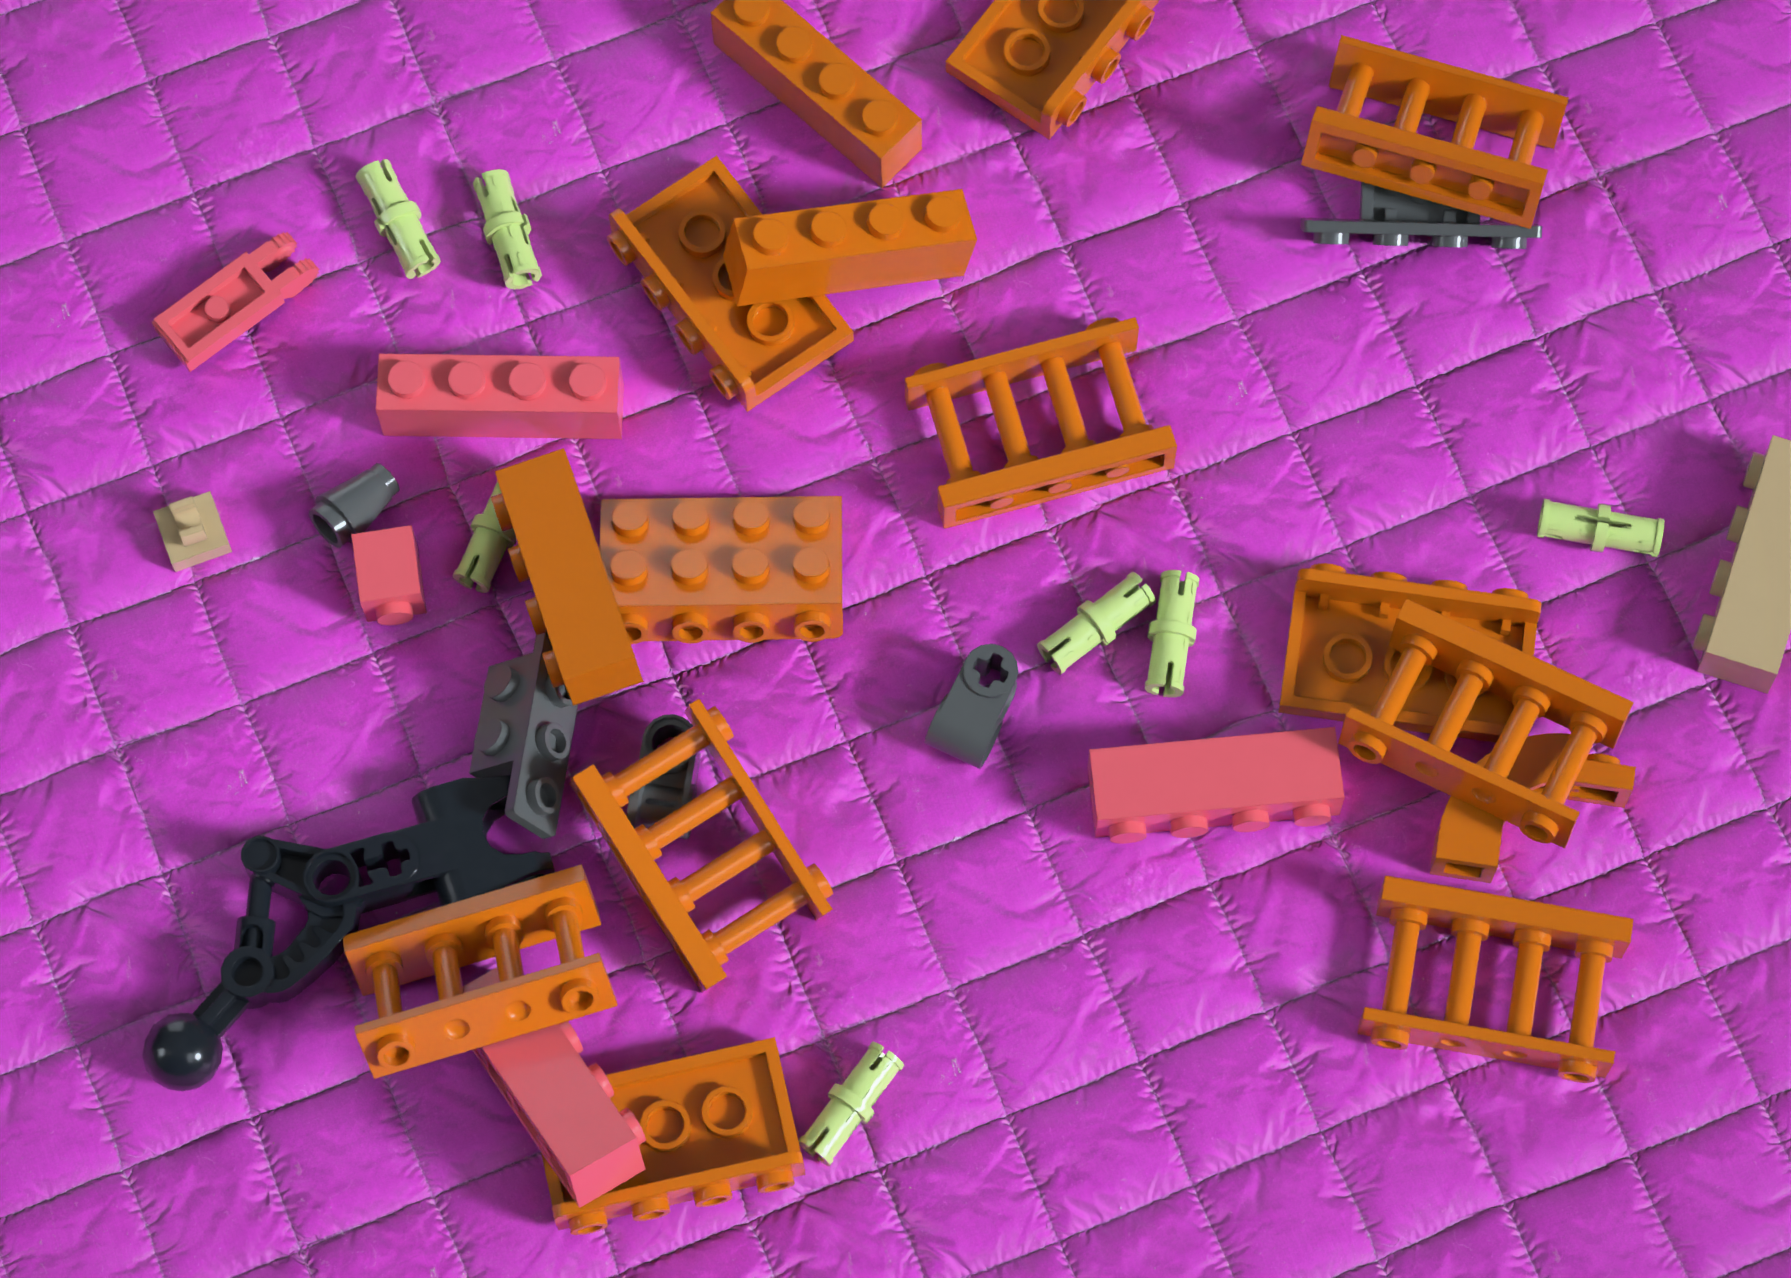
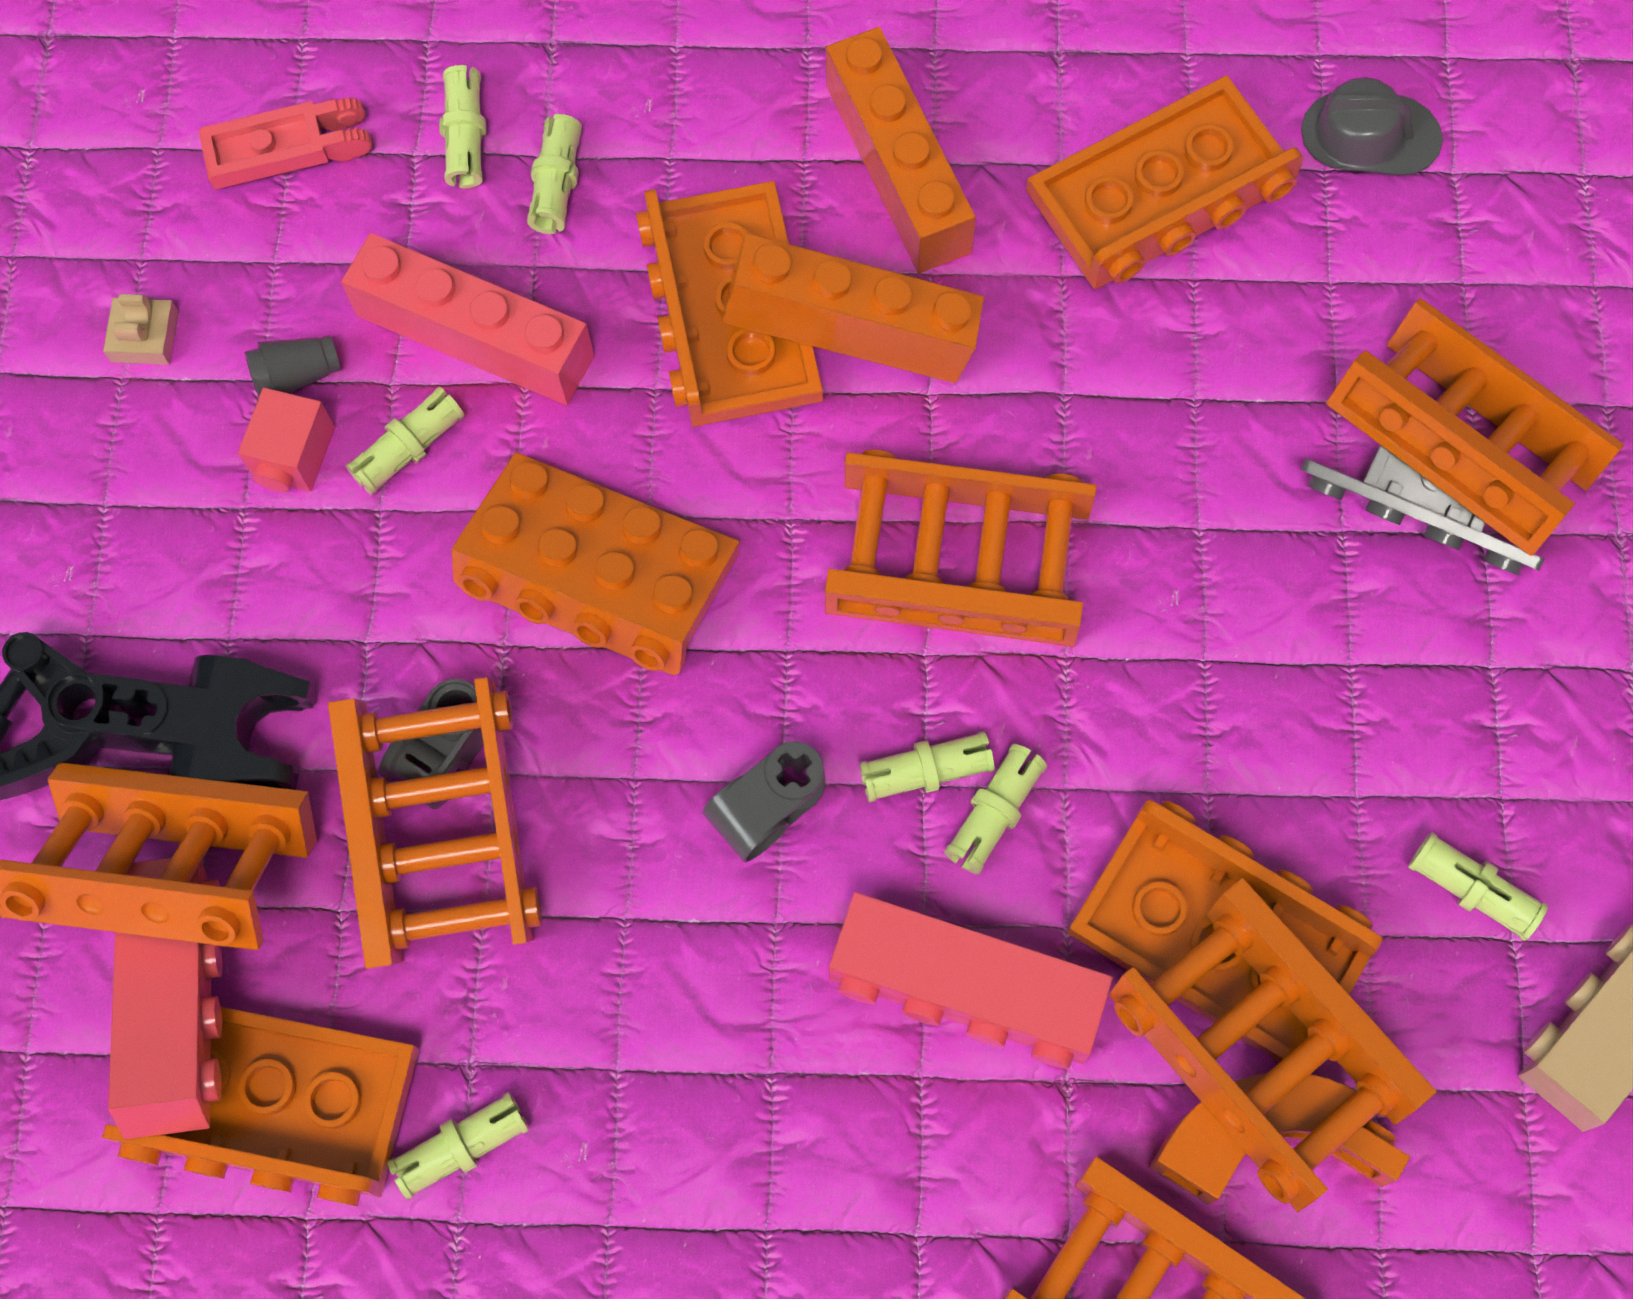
camera: 25 degrees right, 0 degrees up
(526, 734) = (344, 632): dark grey bracket -> none
(567, 576) = (428, 509): orange brick -> none

